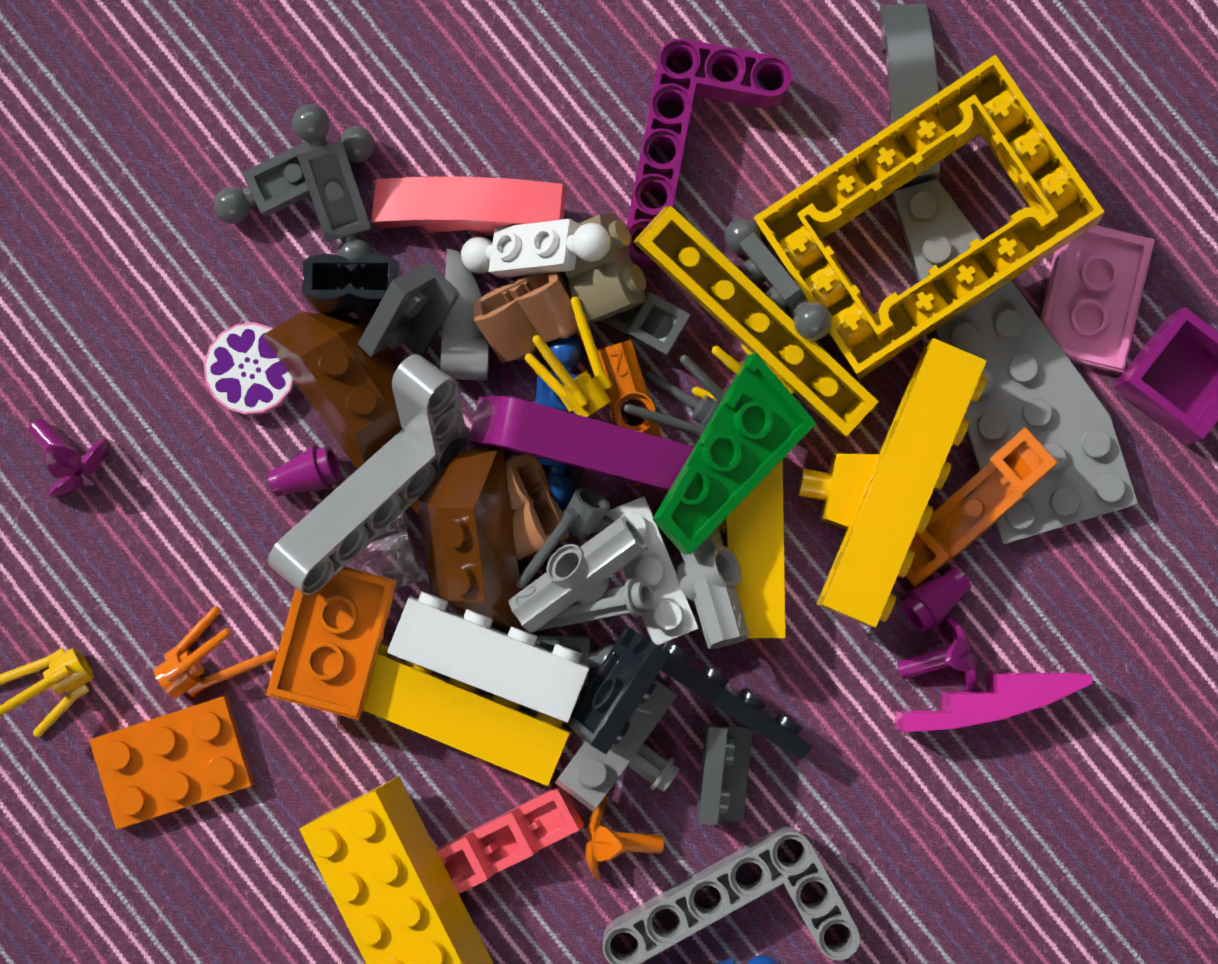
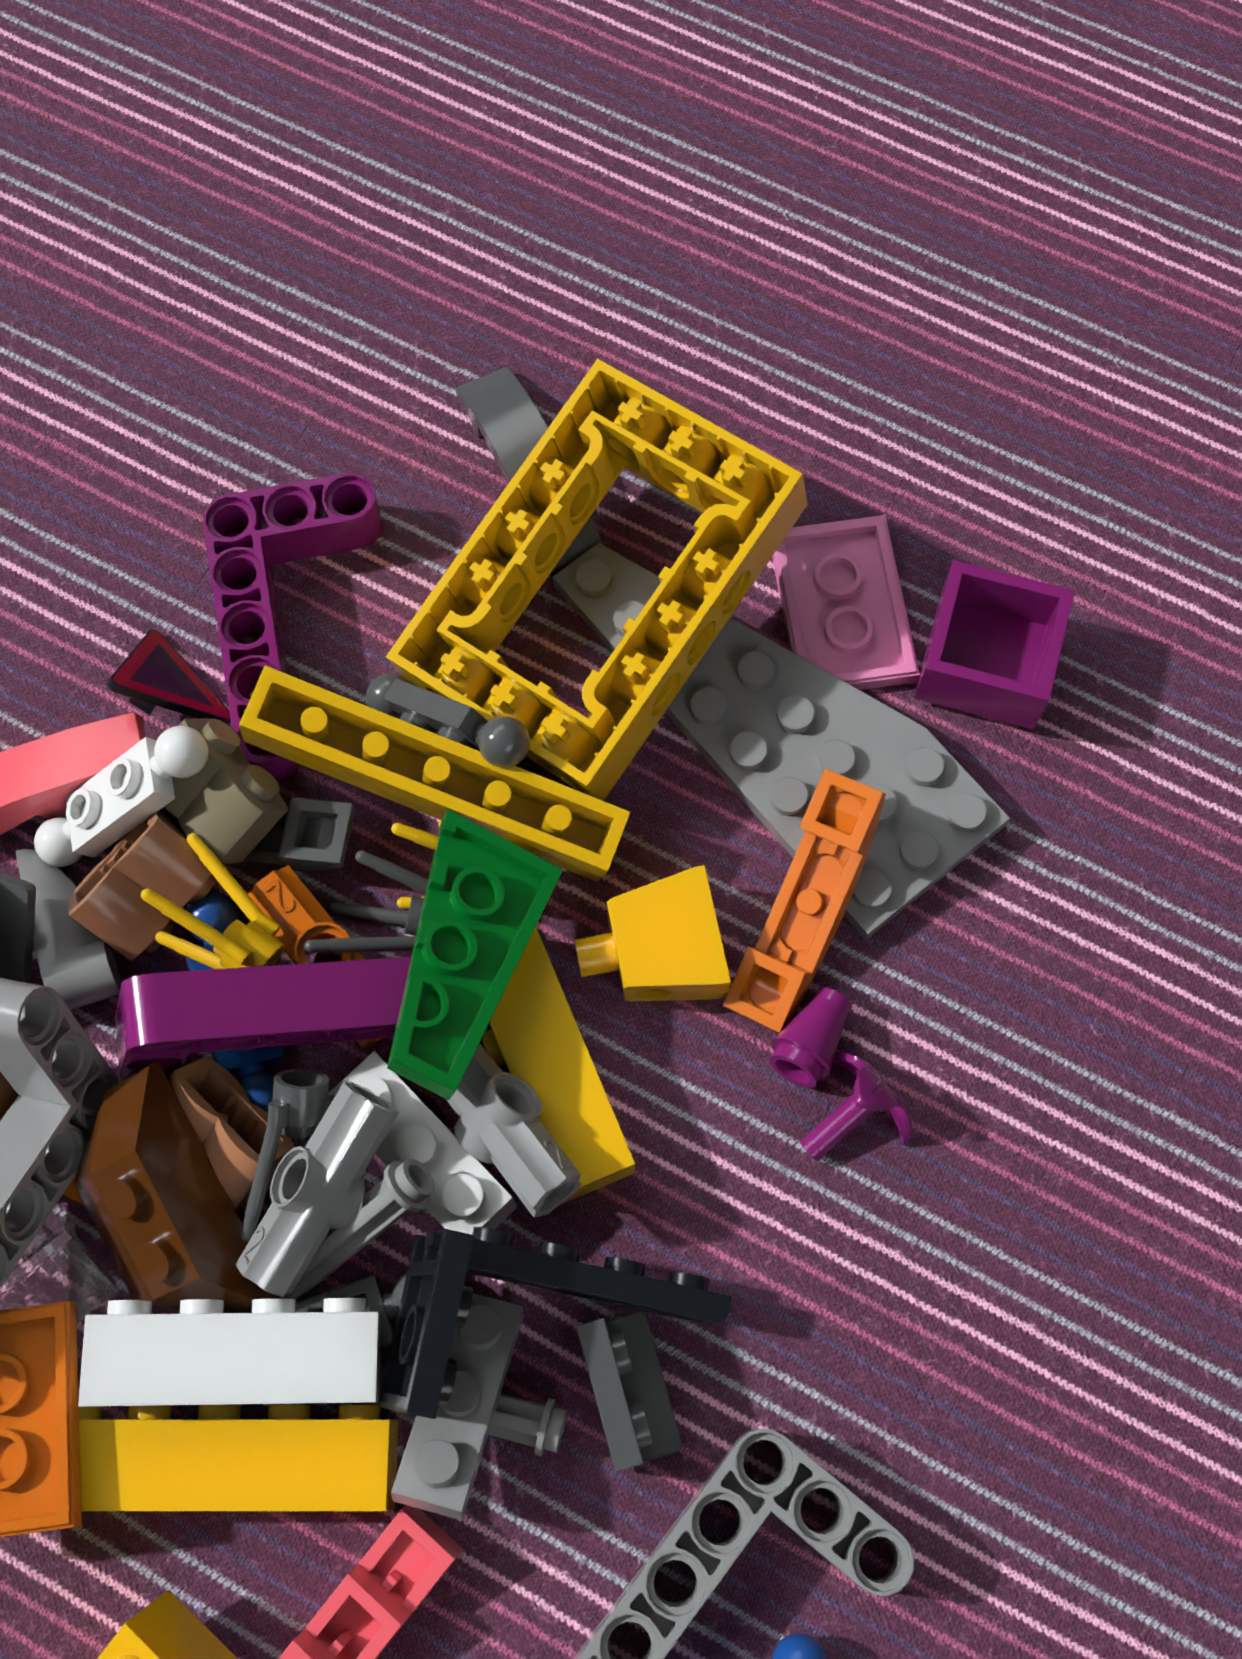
camera: 20 degrees left, 15 degrees down
(589, 164) = (160, 677): none -> piece
(606, 844) = (501, 1560): orange plant -> none
(902, 484) = (701, 906): yellow brick -> none
(1006, 697) = (957, 1124): dark pink slope -> none

